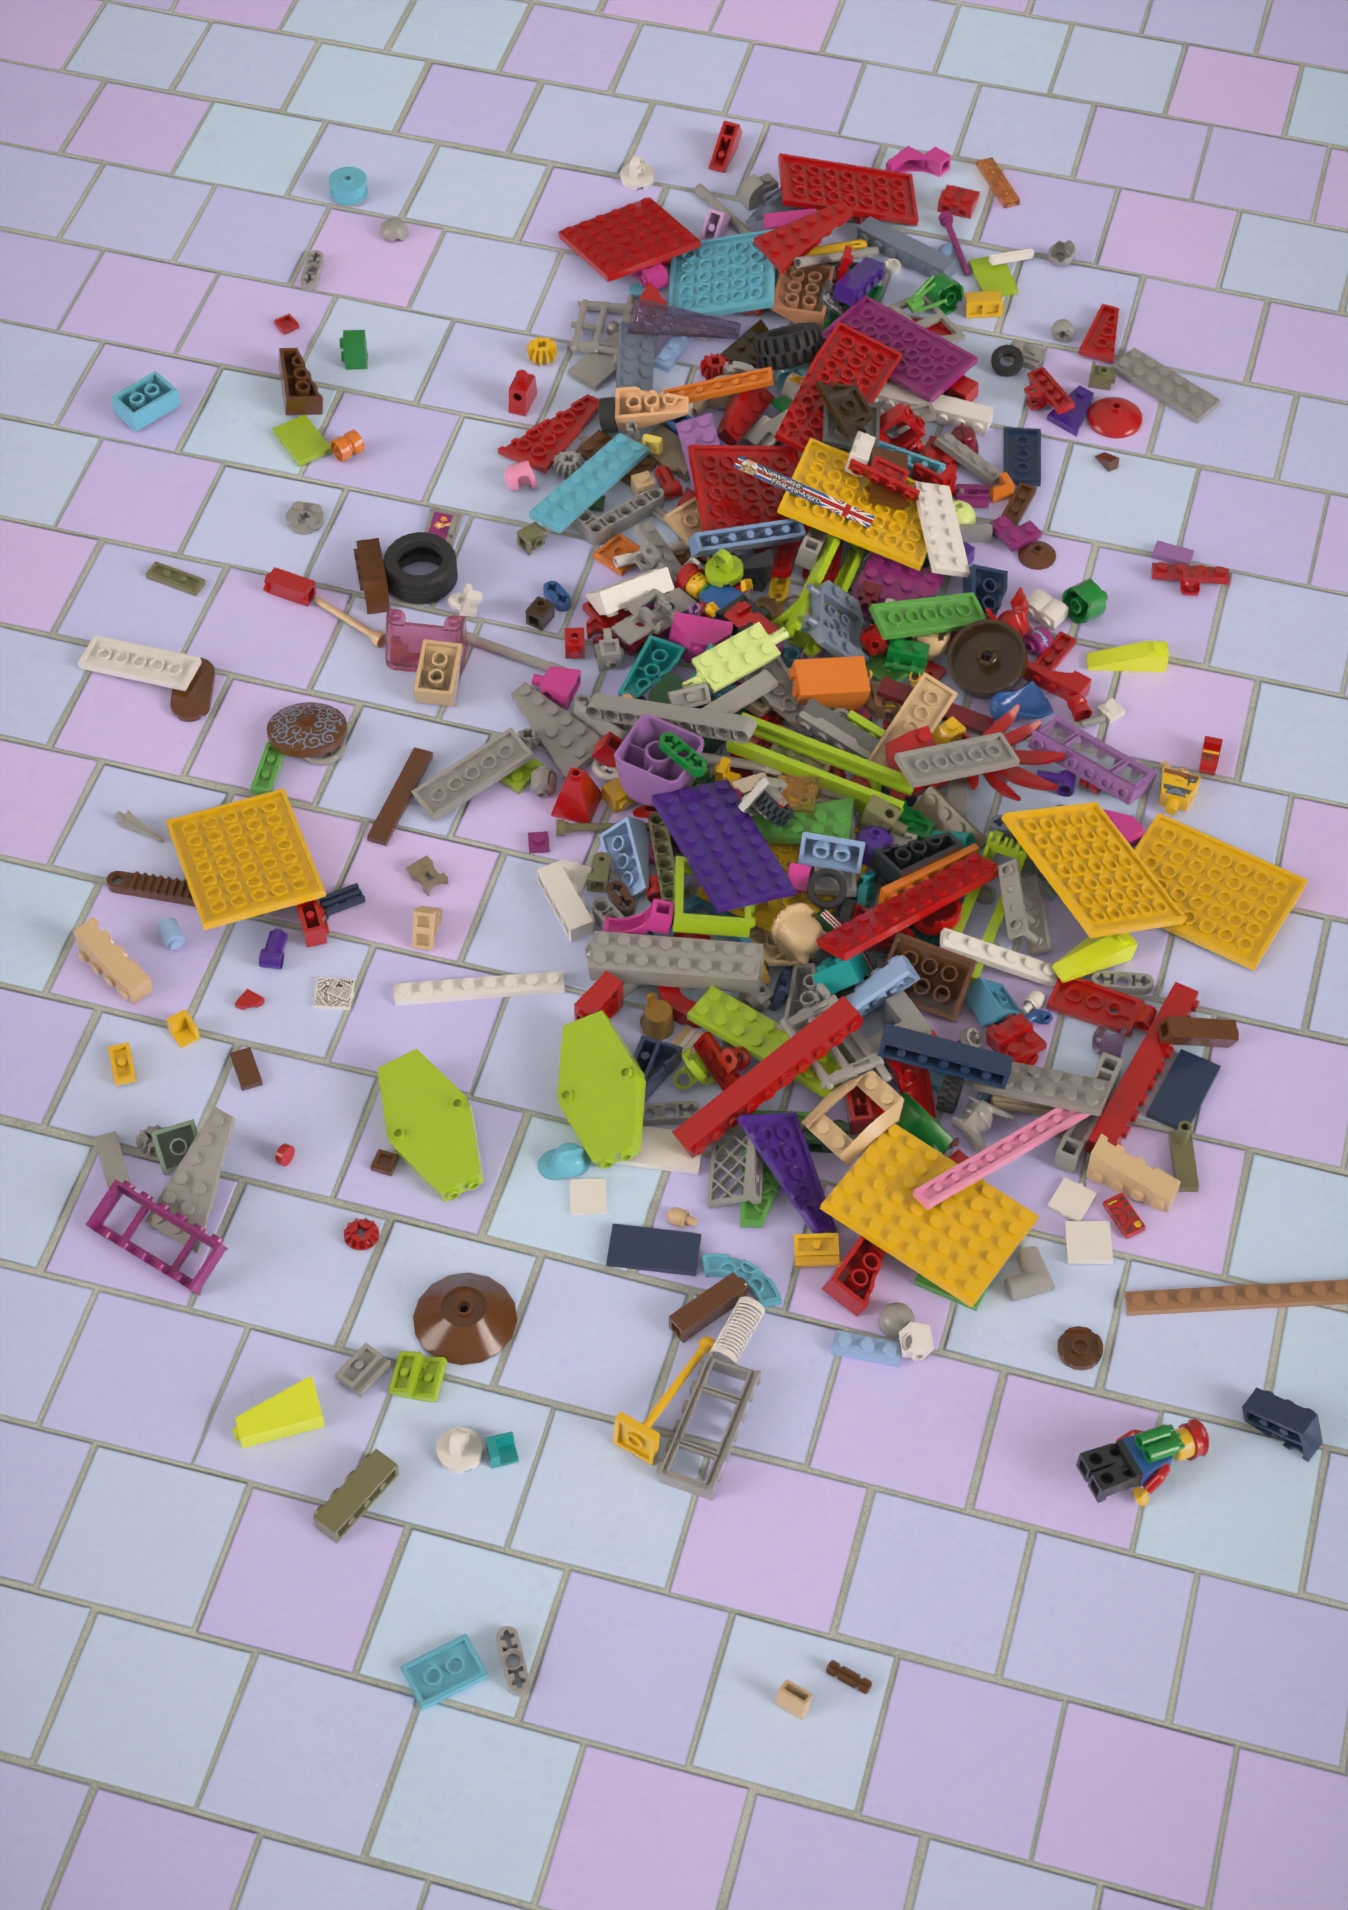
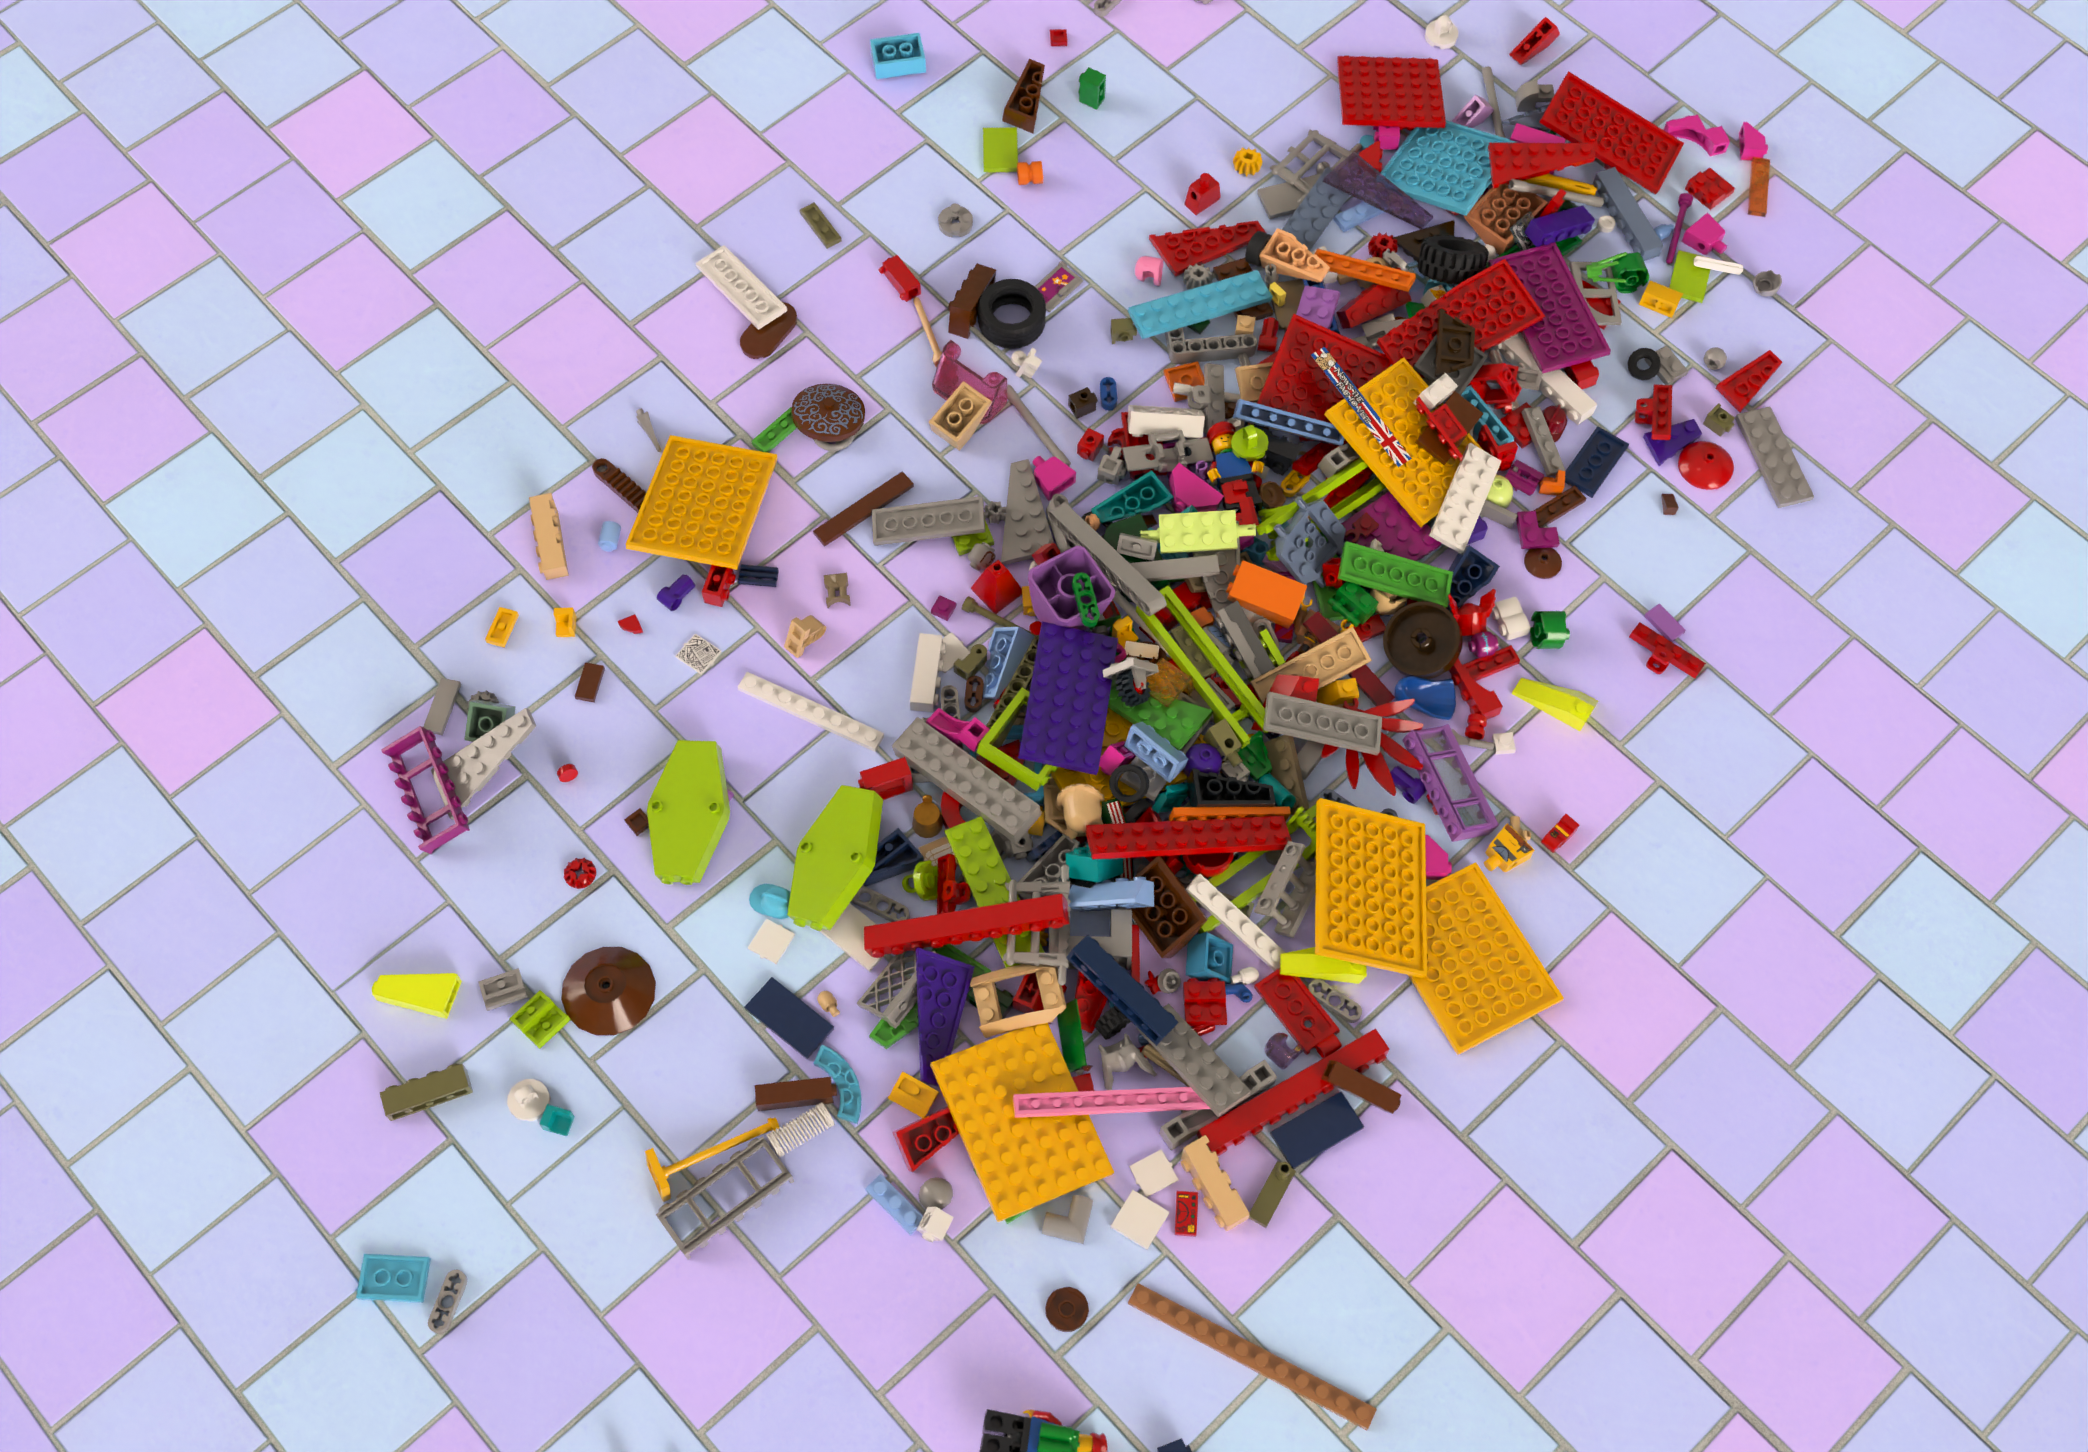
camera: 30 degrees right, 10 degrees up
(967, 150) = (1751, 142): none -> dark pink slope
(984, 239) = (1705, 236): none -> dark pink torso

